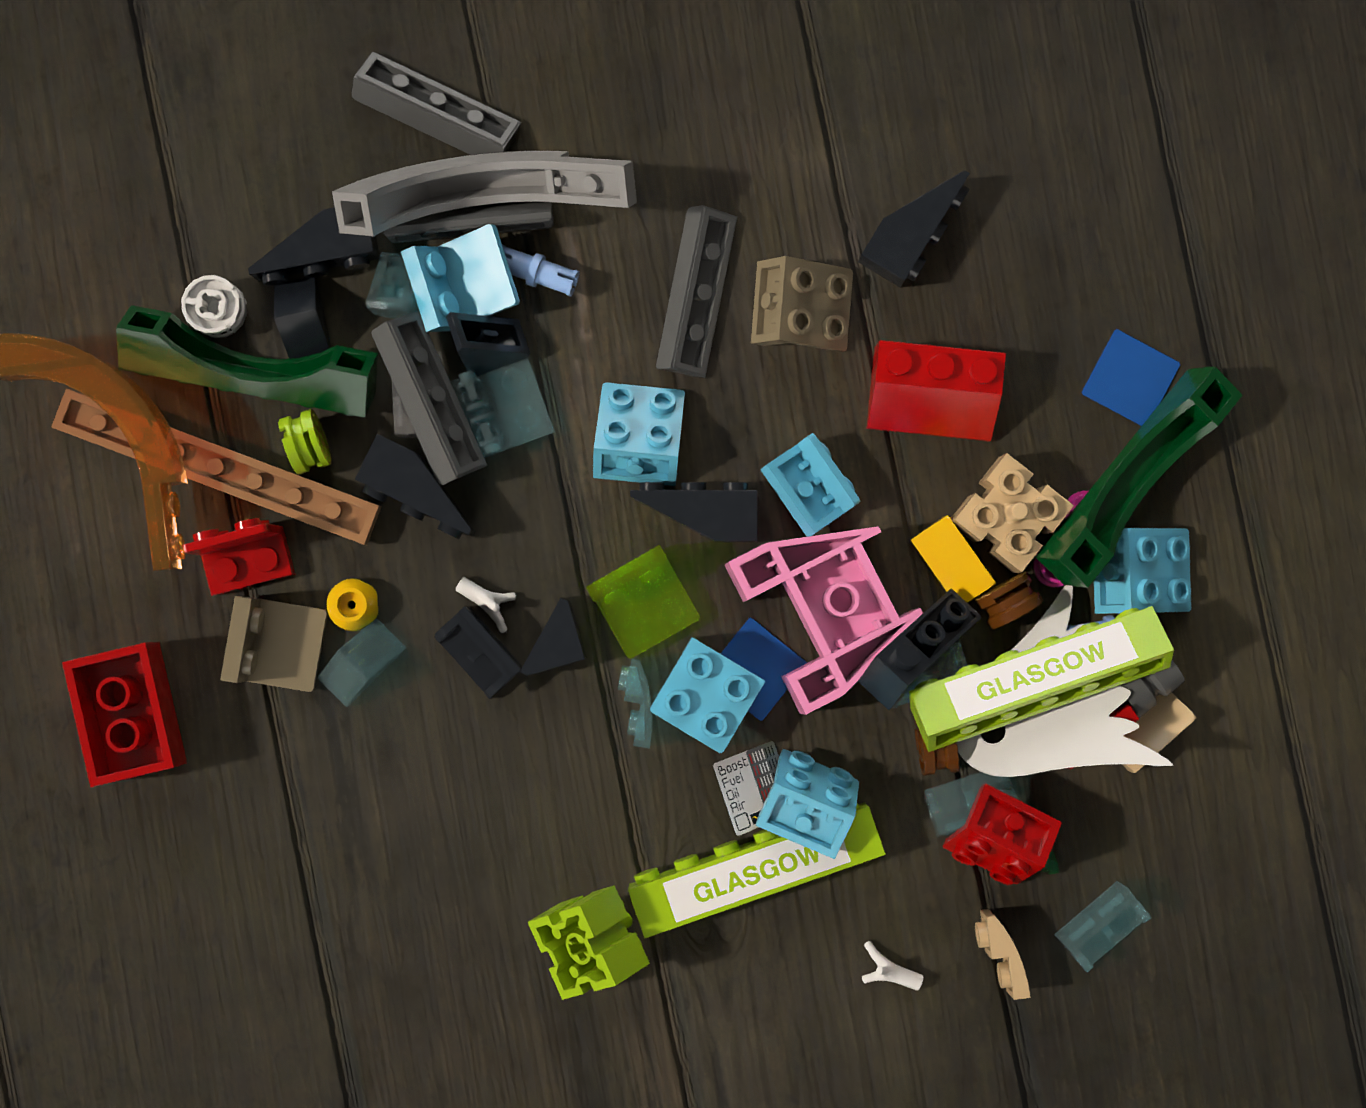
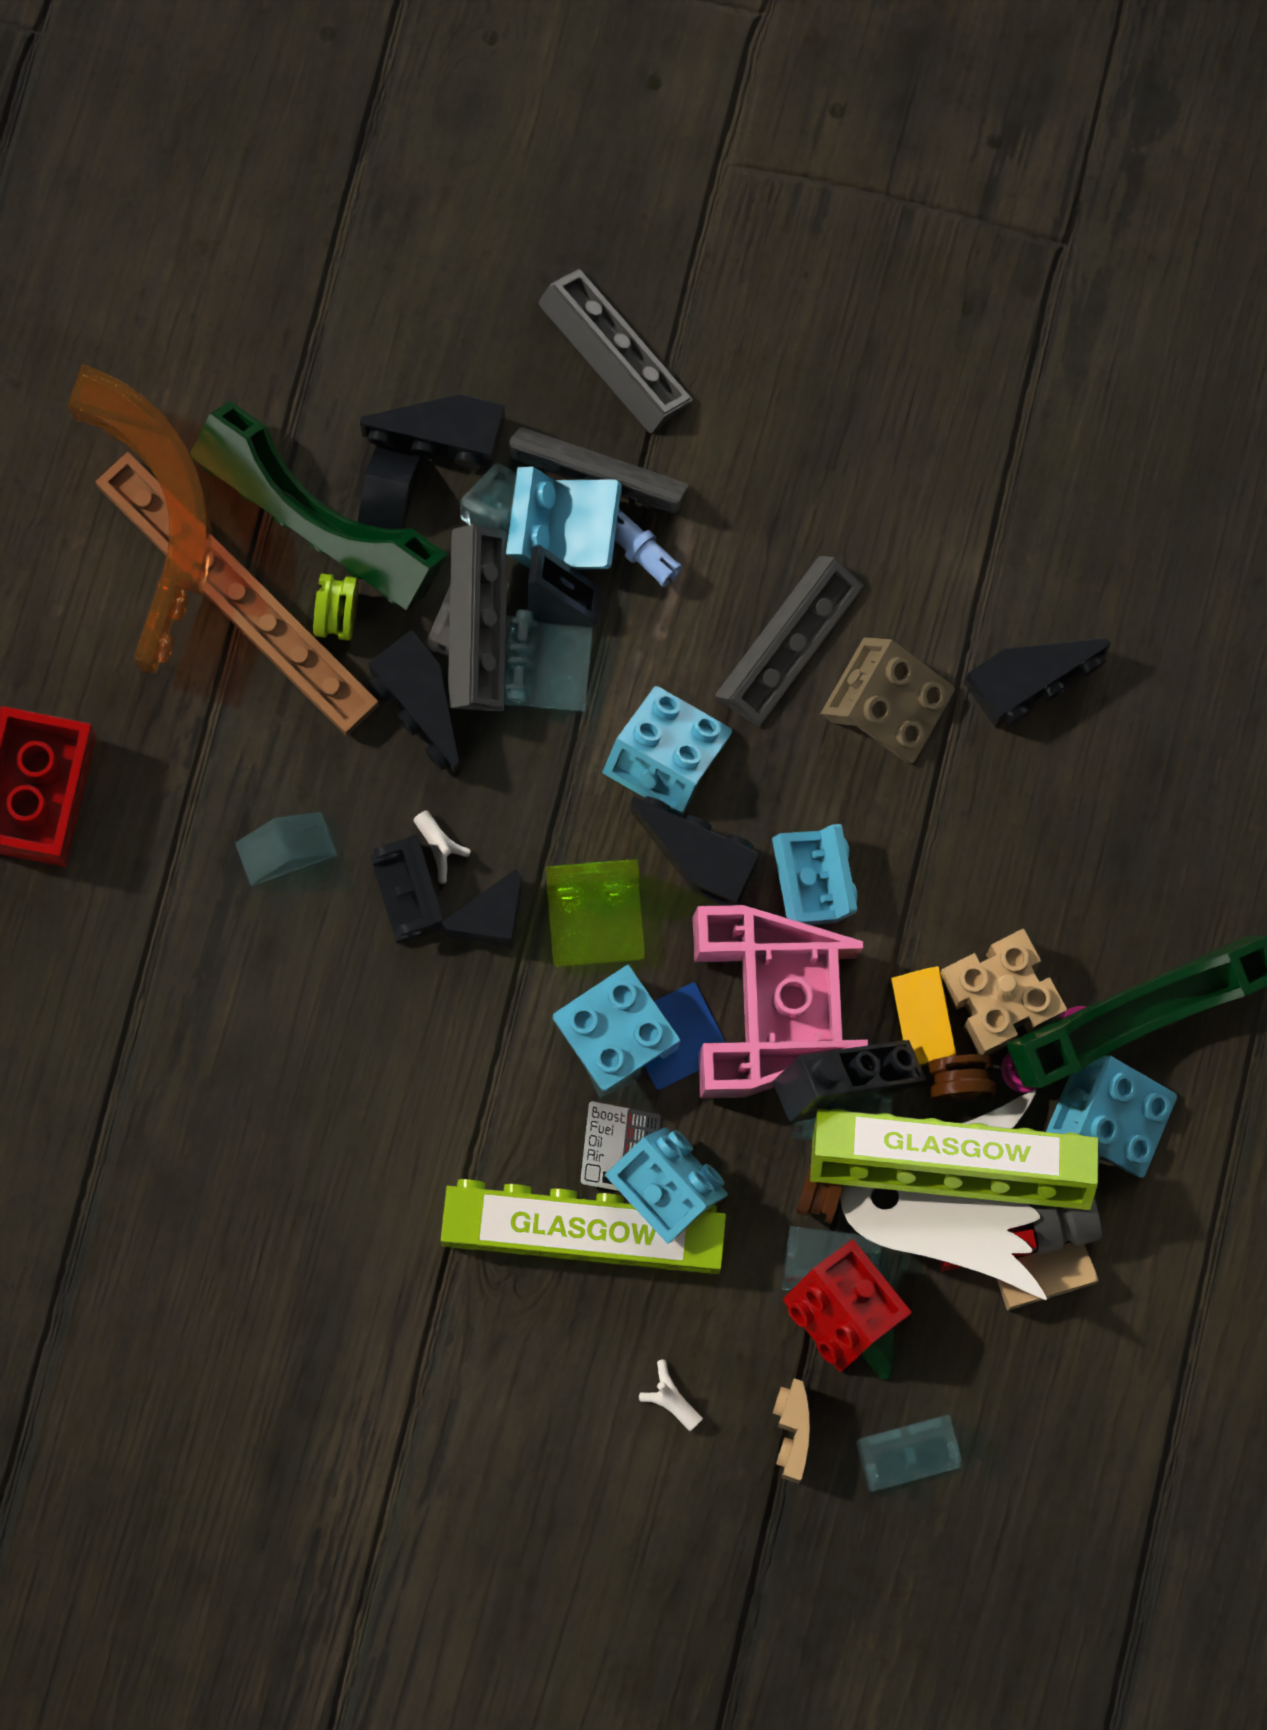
camera: 20 degrees right, 10 degrees down
(214, 306) = (309, 439): white wheel -> none
(242, 557) = (221, 687): red bracket -> none
(274, 644) = (210, 789): dark tan bracket -> none
(364, 611) = (304, 801): yellow plate -> none
(481, 179) = (626, 435): light grey arch -> none
(589, 942) = (383, 1217): lime brick -> none
(637, 688) = (547, 998): clear light blue slope -> none
(935, 390) = (981, 840): red slope -> none
(1130, 377) = (1187, 919): blue sticker -> none

